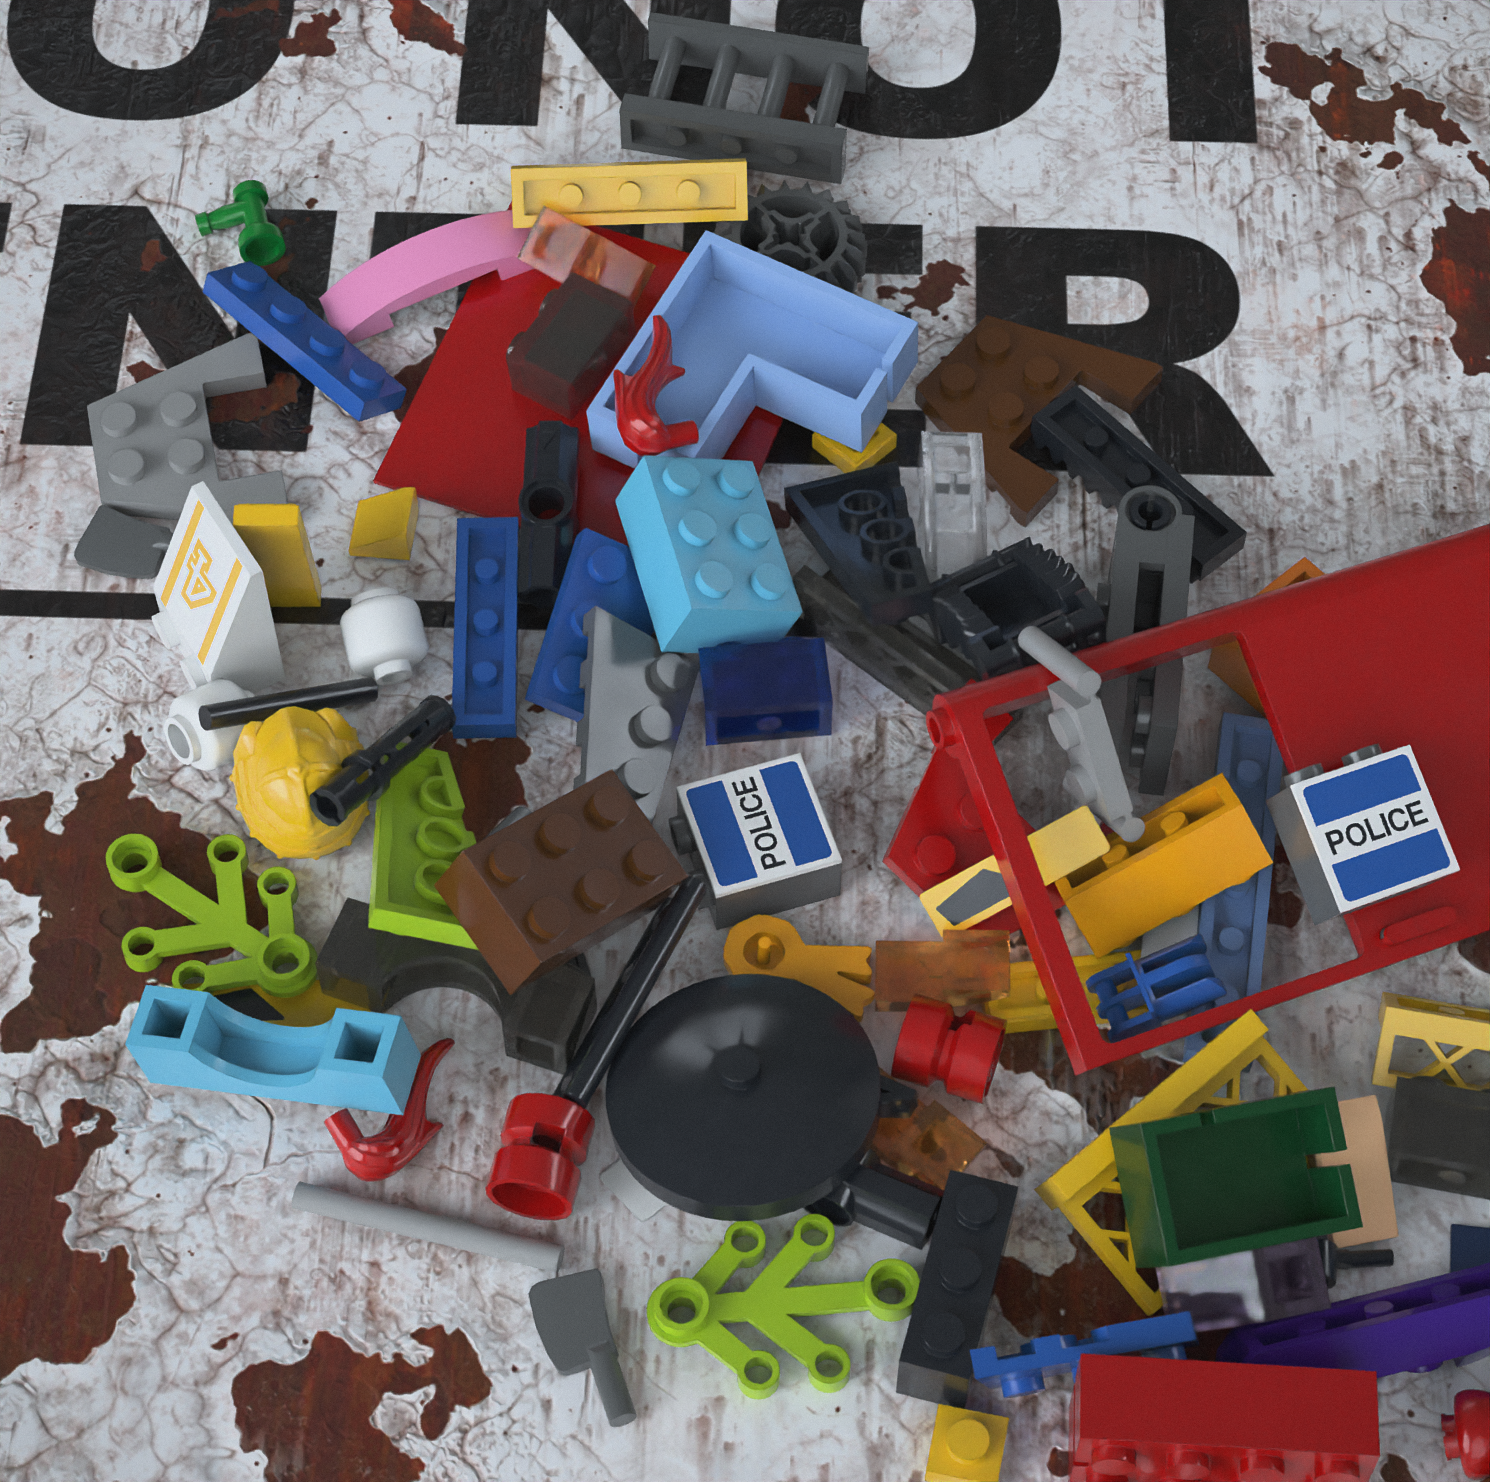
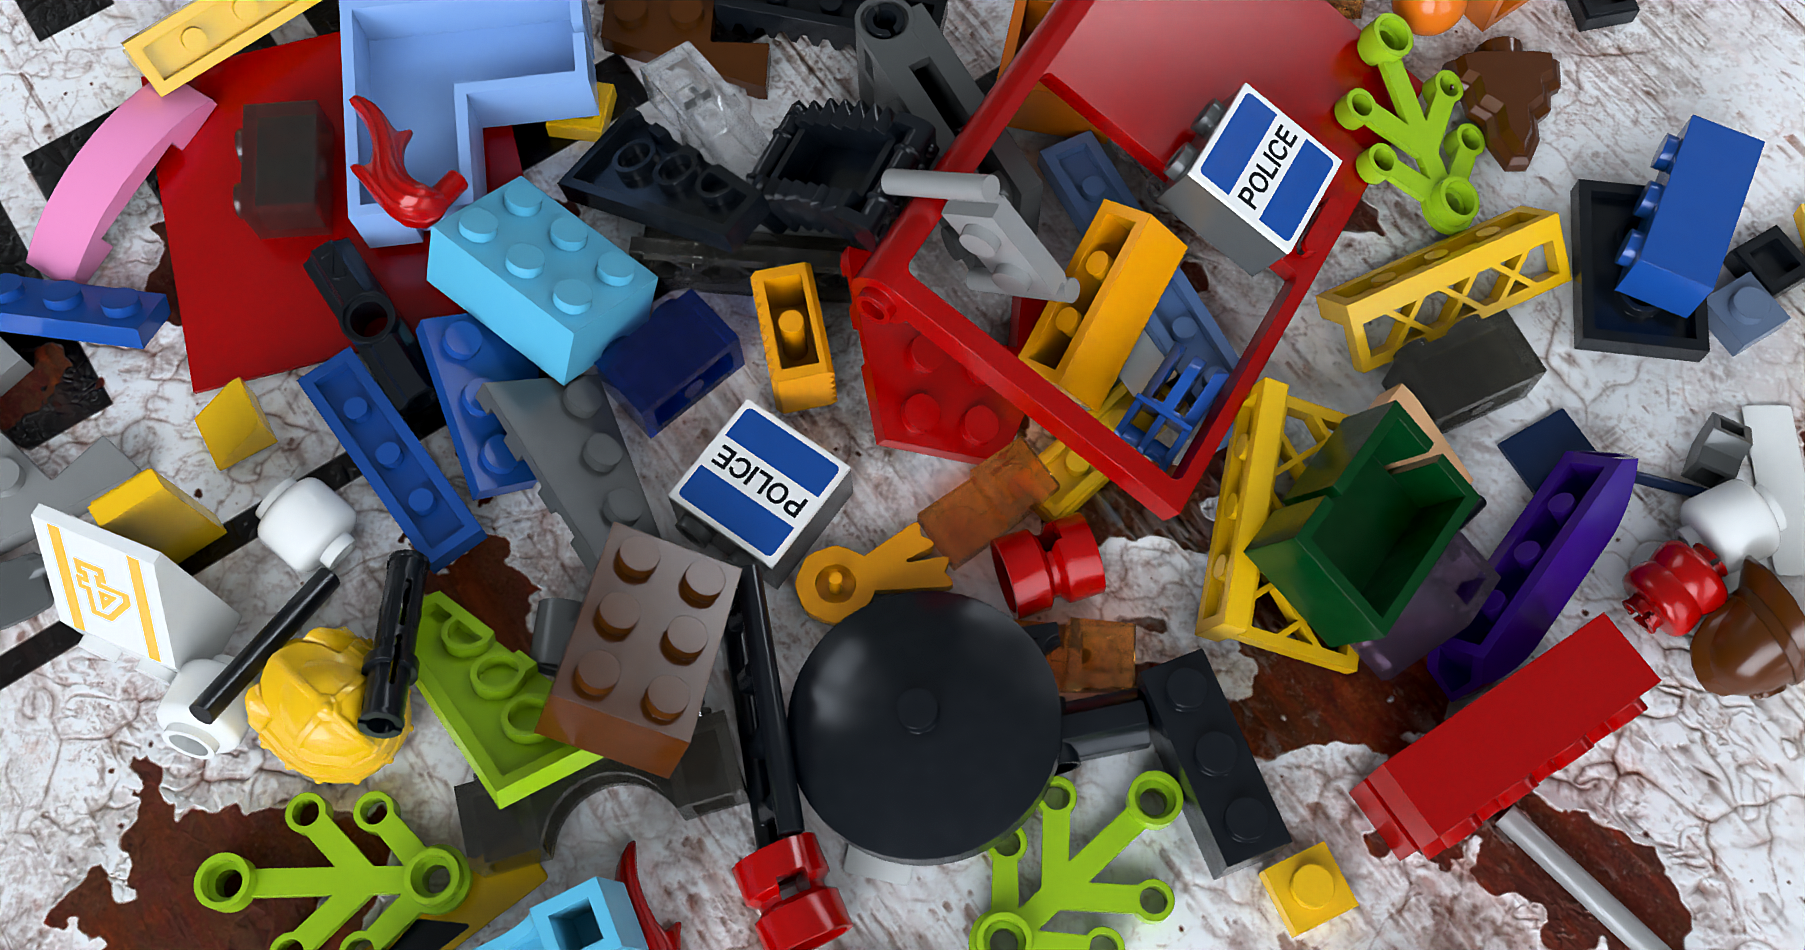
camera: 35 degrees left, 10 degrees up
(564, 246) = (220, 87): clear orange slope -> none
(879, 732) = (794, 337): none -> light orange brick
(981, 889) = (982, 407): yellow sticker -> none
(1057, 1355) = (1349, 755): blue wing -> none

